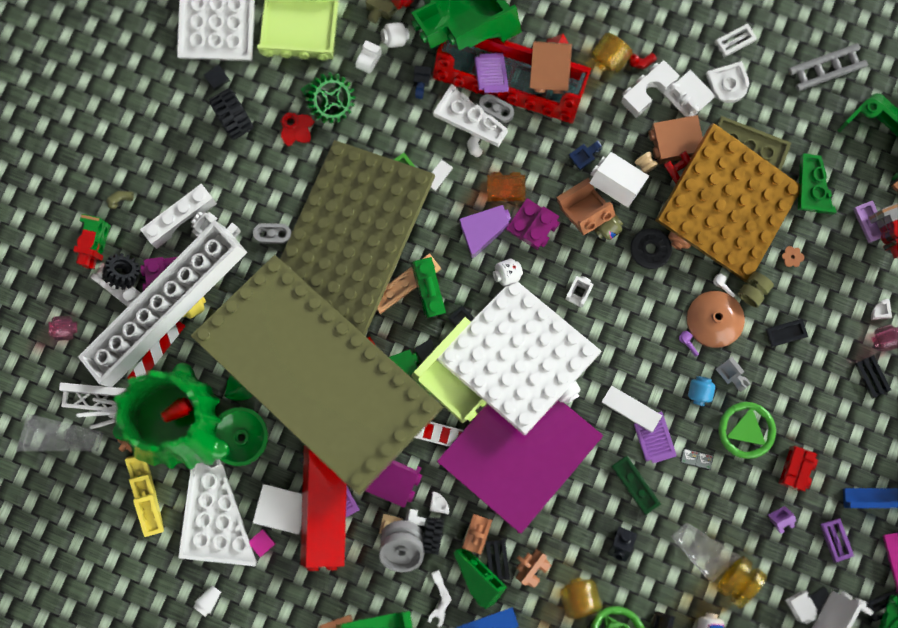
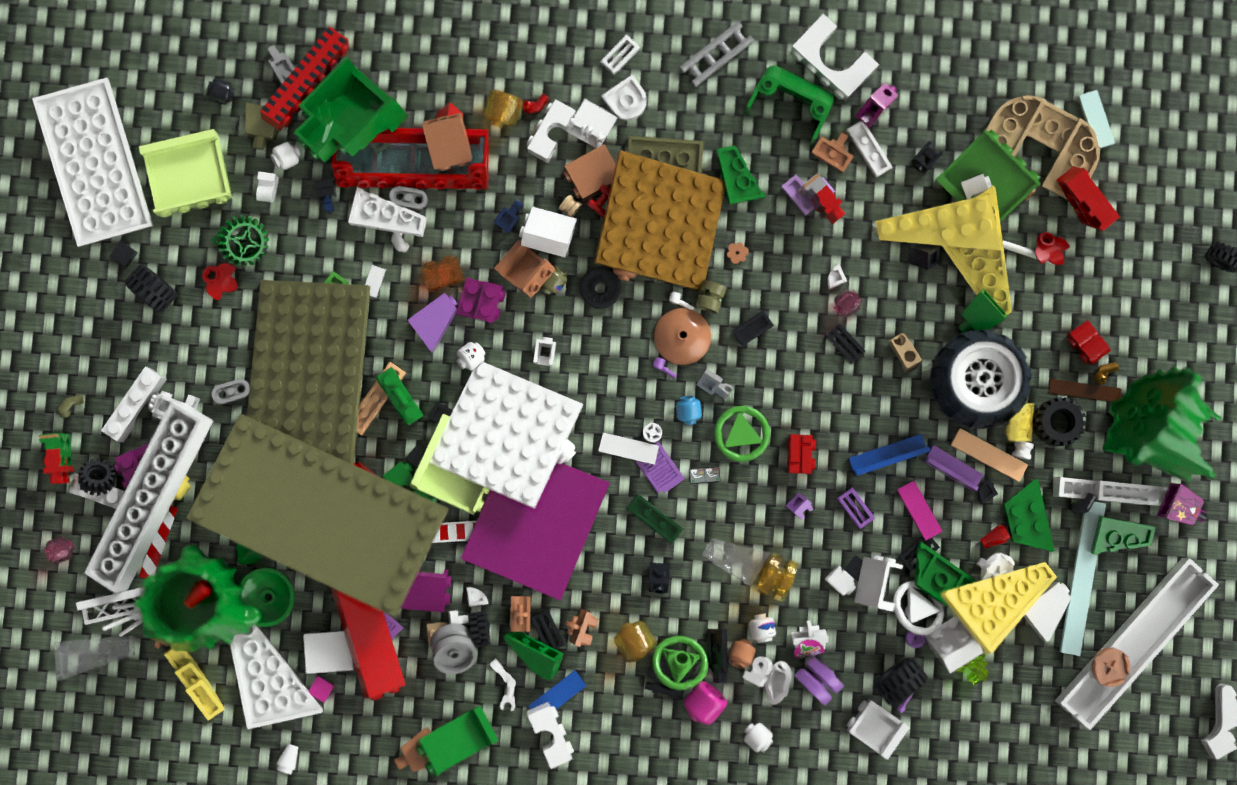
camera: 25 degrees left, 5 degrees up
(491, 73) = (392, 165): medium lavender window -> none
(661, 398) = (652, 432): none -> white wheel

